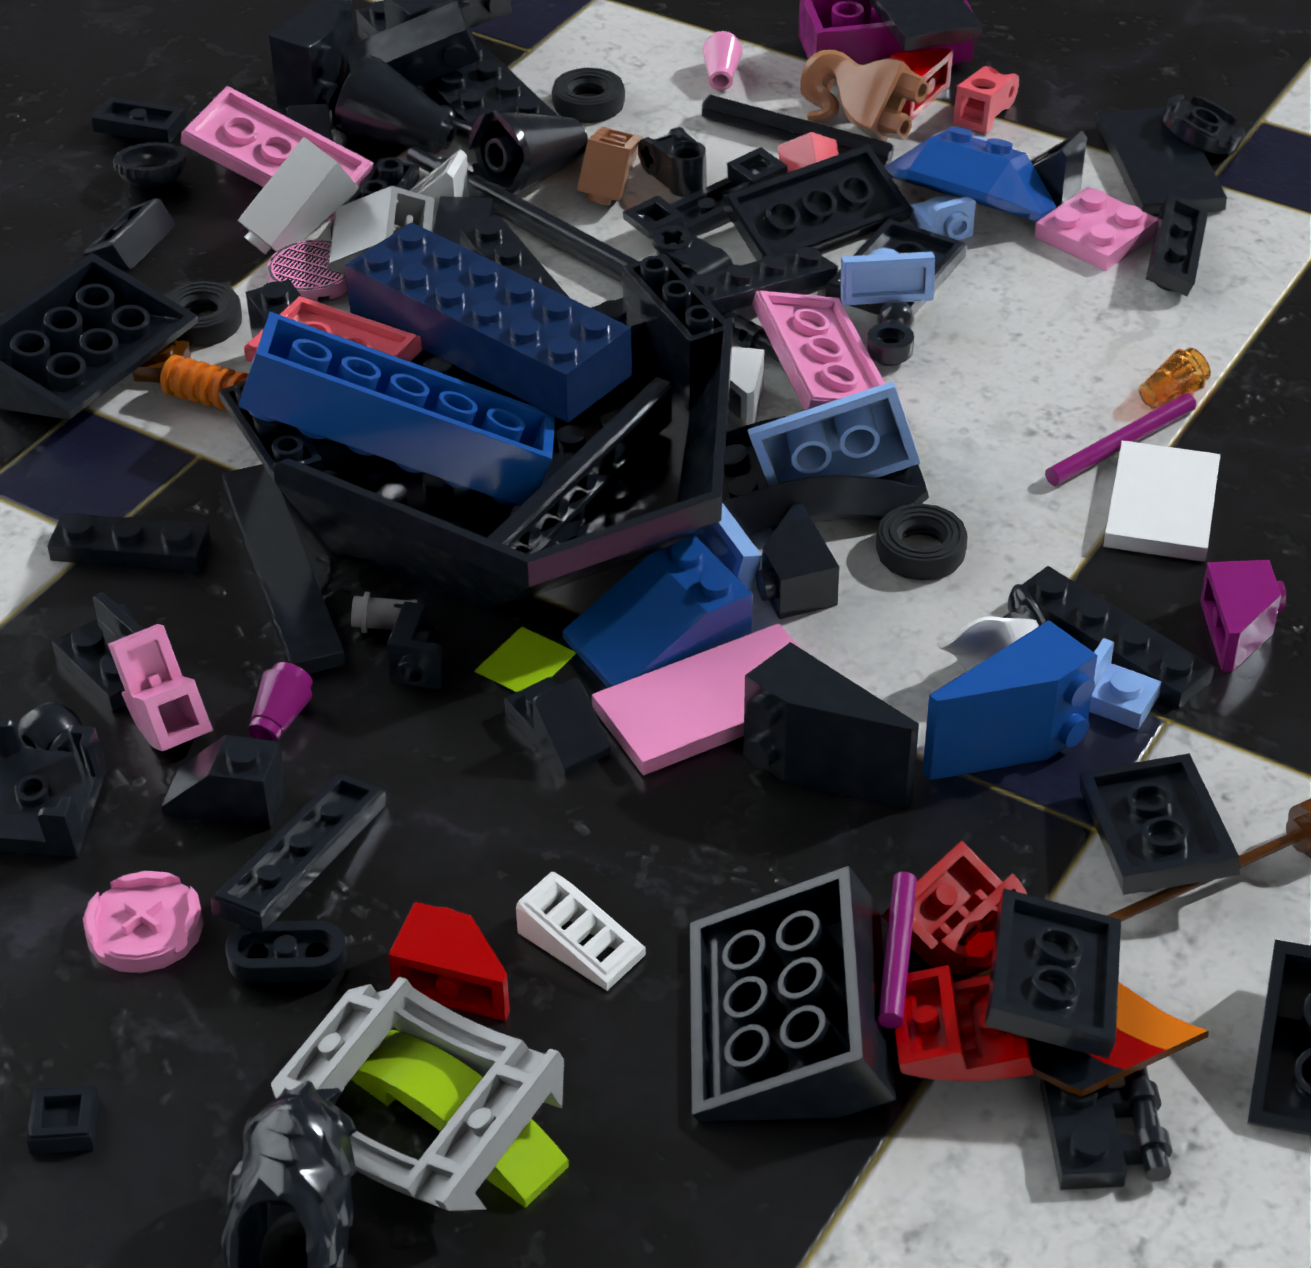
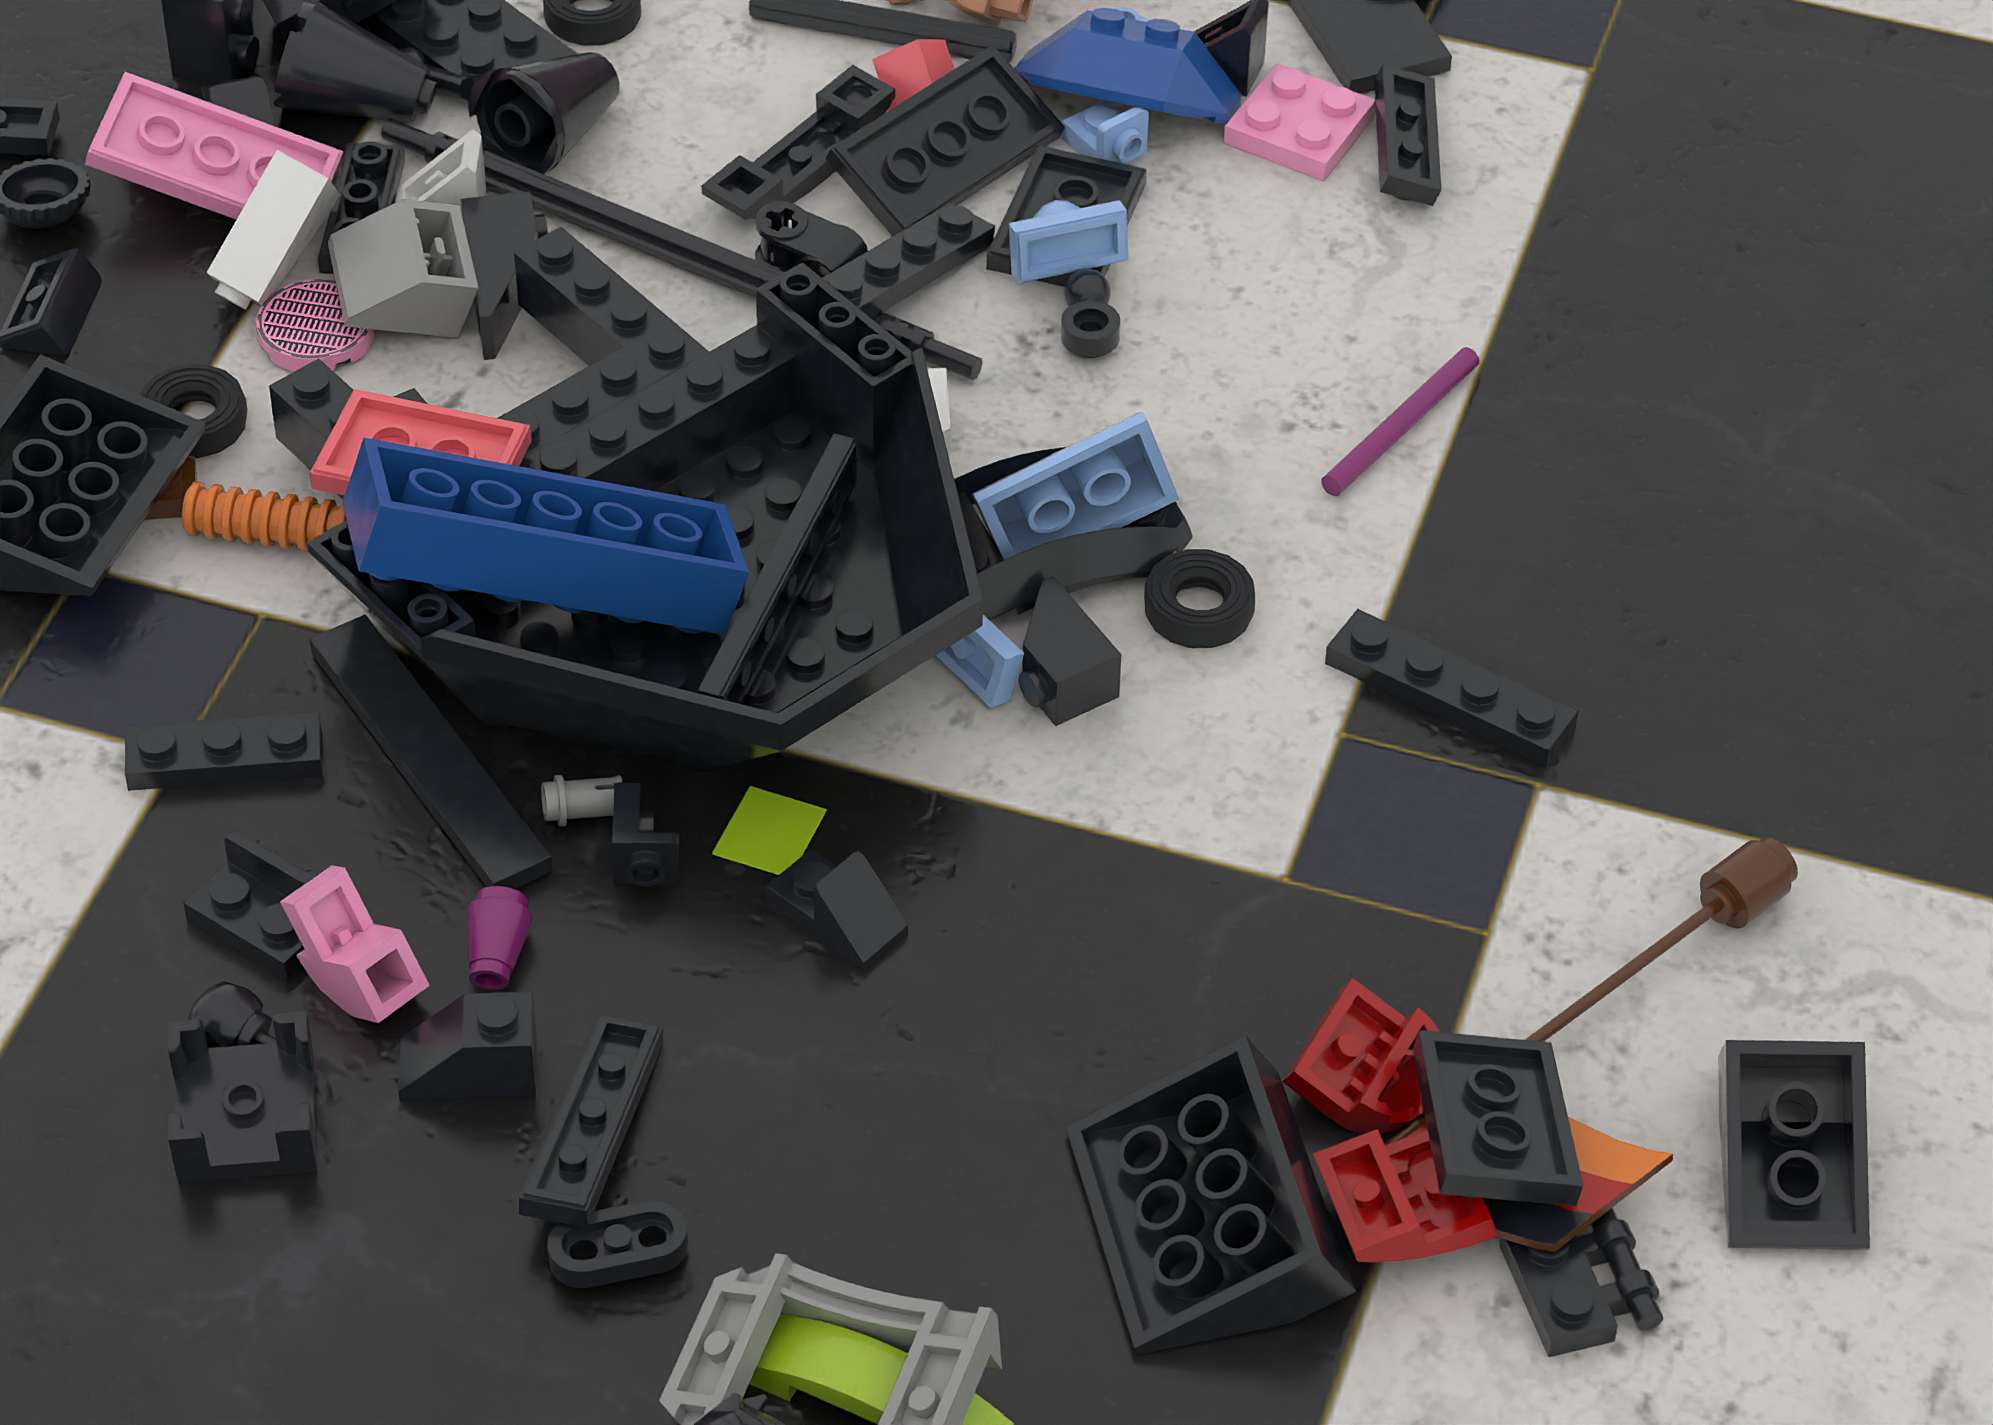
camera: 15 degrees left, 5 degrees up
(143, 922) = (430, 1237): bright pink tile -> none
(450, 962) = (816, 1222): red slope -> none
(491, 321) = (613, 391): dark blue brick -> none
(553, 904) = (933, 1131): white slope -> none
(607, 165) = (658, 111): nougat slope -> none
(662, 613) = (923, 753): blue slope -> none
(675, 161) = (742, 96): black piece -> none
(686, 703) = (1009, 843): bright pink tile -> none
(816, 346) = (1012, 358): bright pink tile -> none
(827, 731) = (1166, 869): black slope -> none
(897, 950) = (1318, 1121): magenta bar -> none
(991, 633) = (1338, 721): white hair -> none
(1012, 706) = (1371, 802): blue slope -> none
(1120, 692) = (1472, 757): light blue bracket -> none
(1158, 824) = (1561, 918): black plate -> none
(1162, 501) = (1468, 498): white tile -> none
(1179, 374) = (1451, 324): clear orange cone -> none
(1240, 607) = (1591, 629): magenta slope -> none

